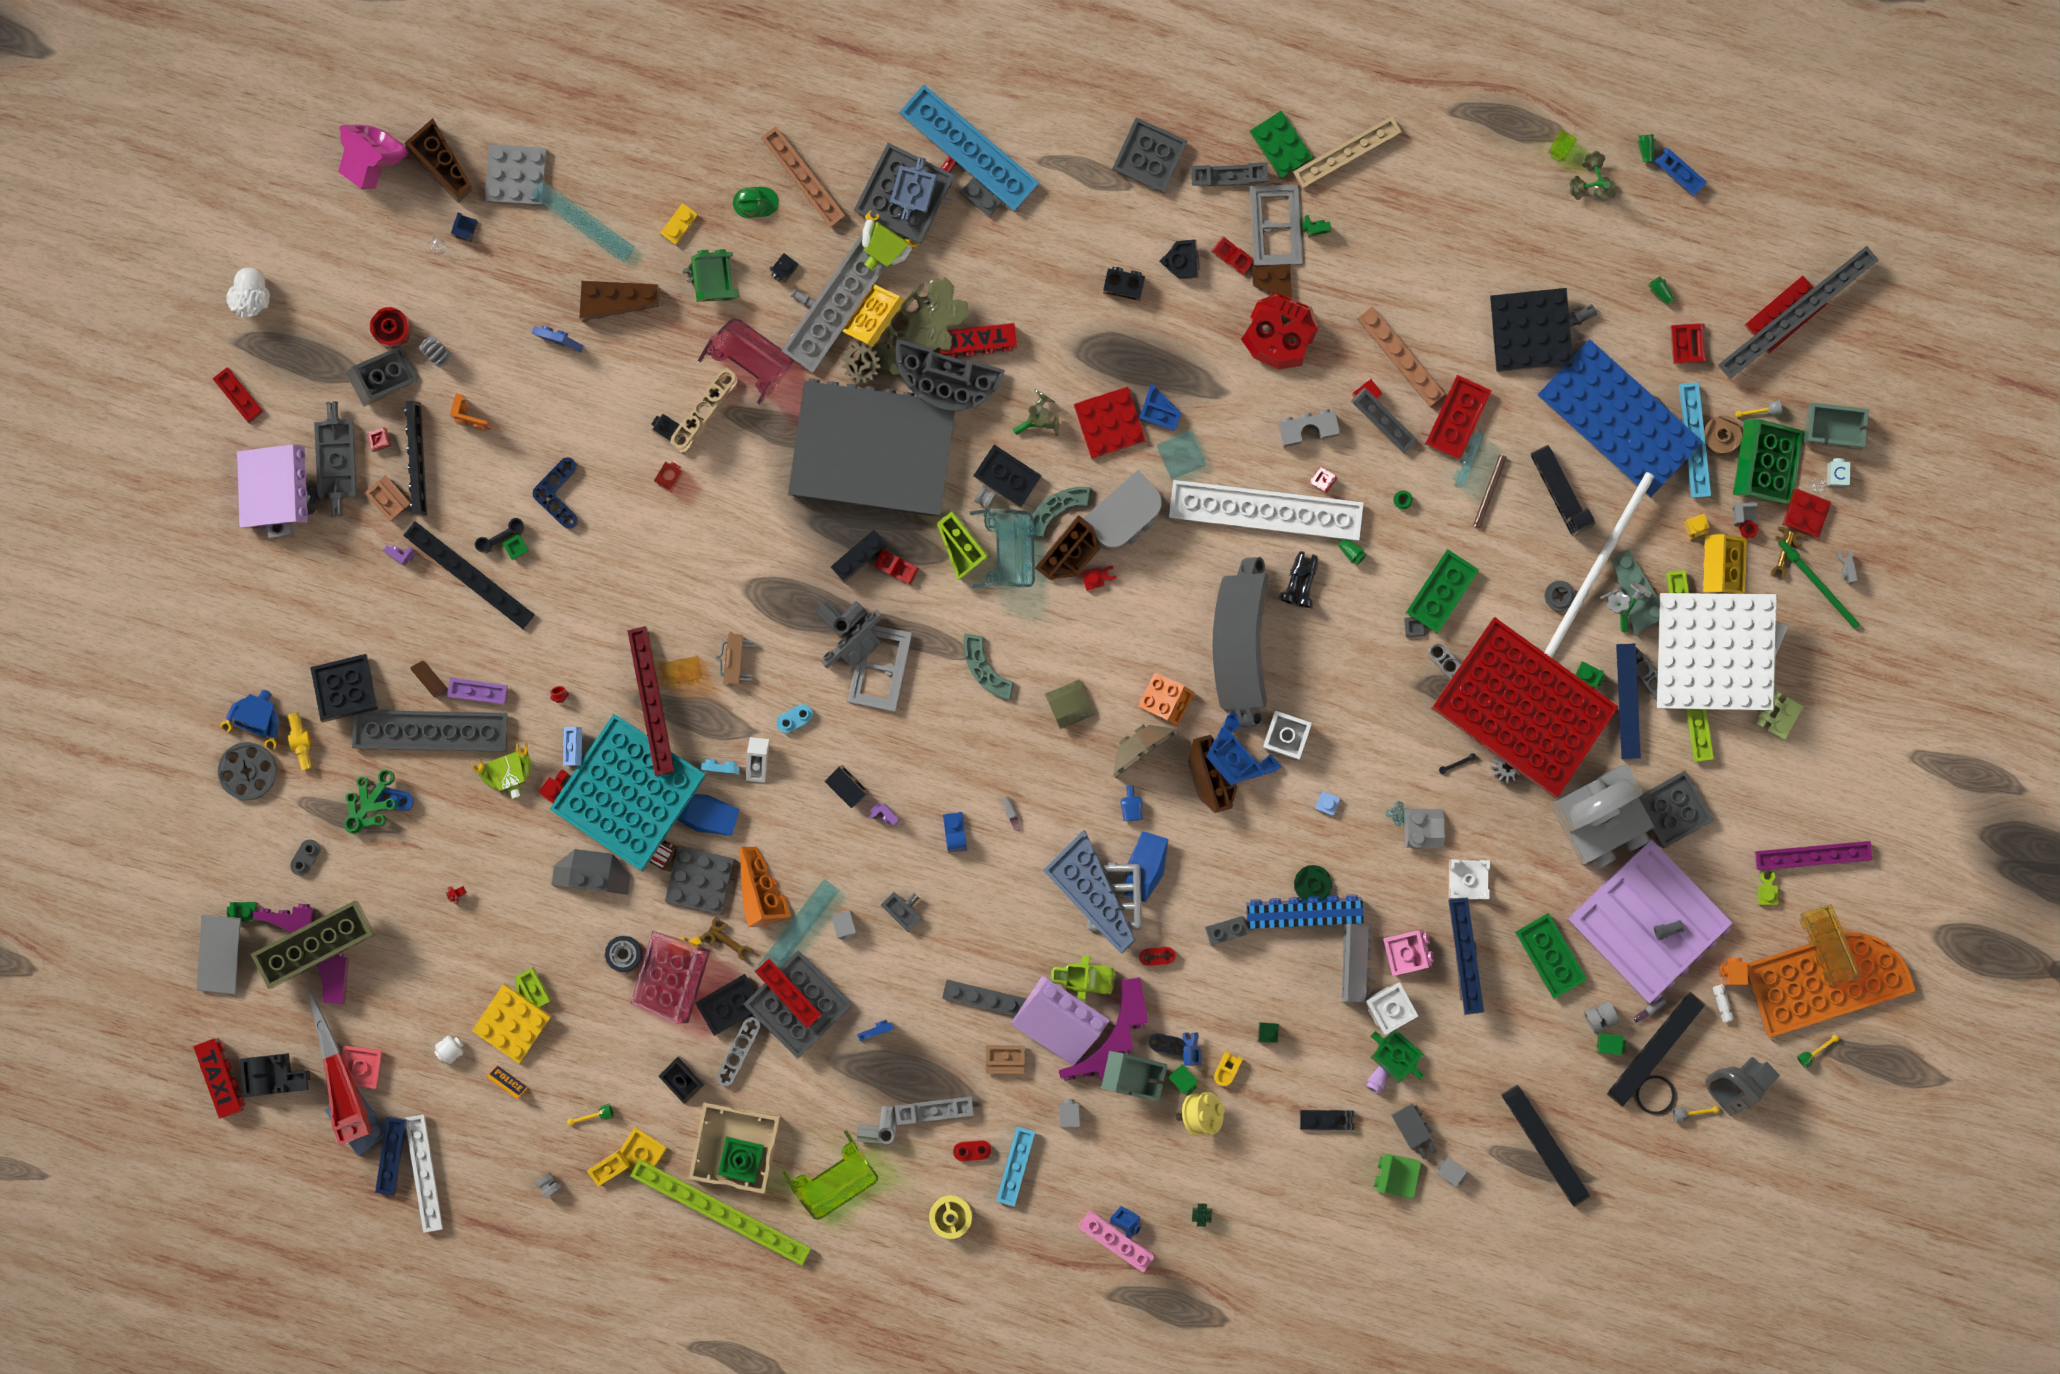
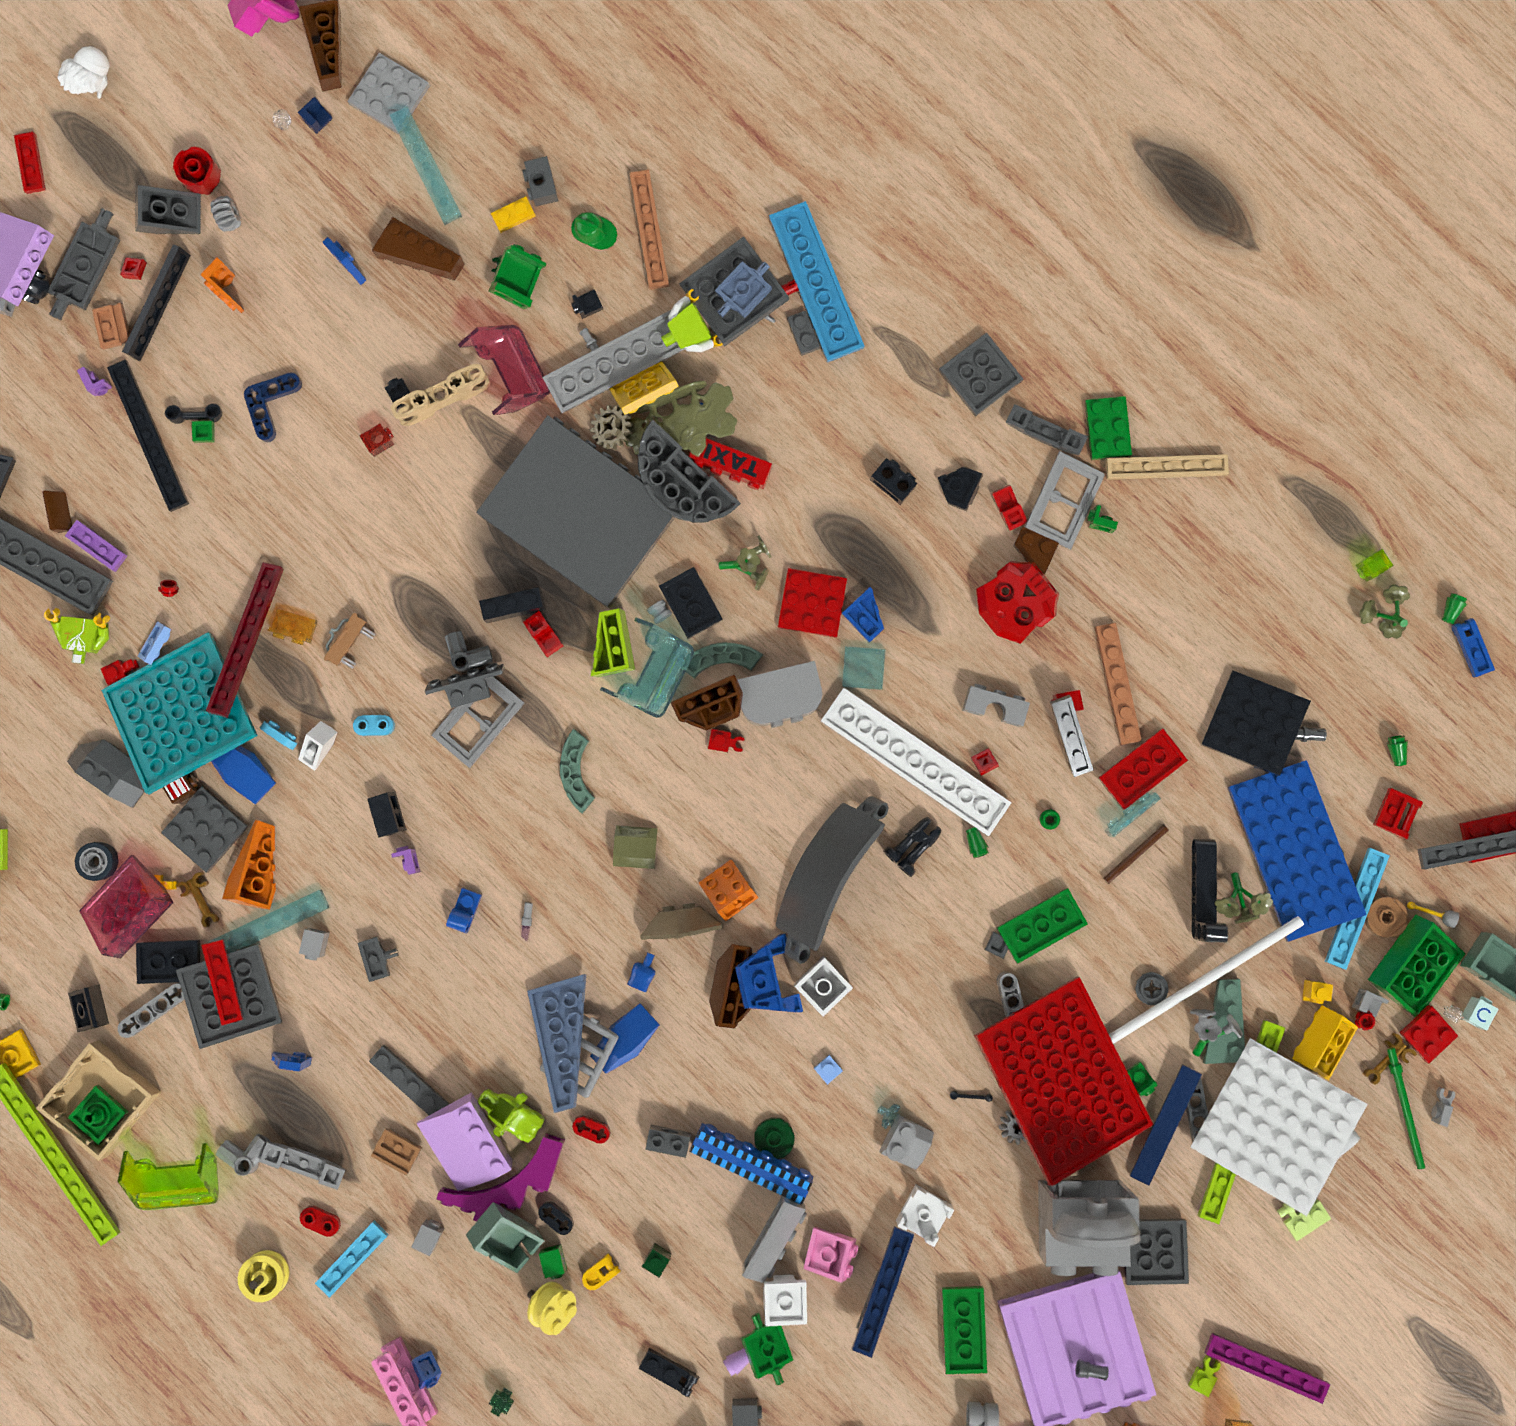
camera: 30 degrees right, 0 degrees up
(685, 173) = (545, 192): none -> dark grey brick
(1192, 1051) = (575, 1240): blue plate -> none
(1608, 478) = (1259, 903): none -> olive plant

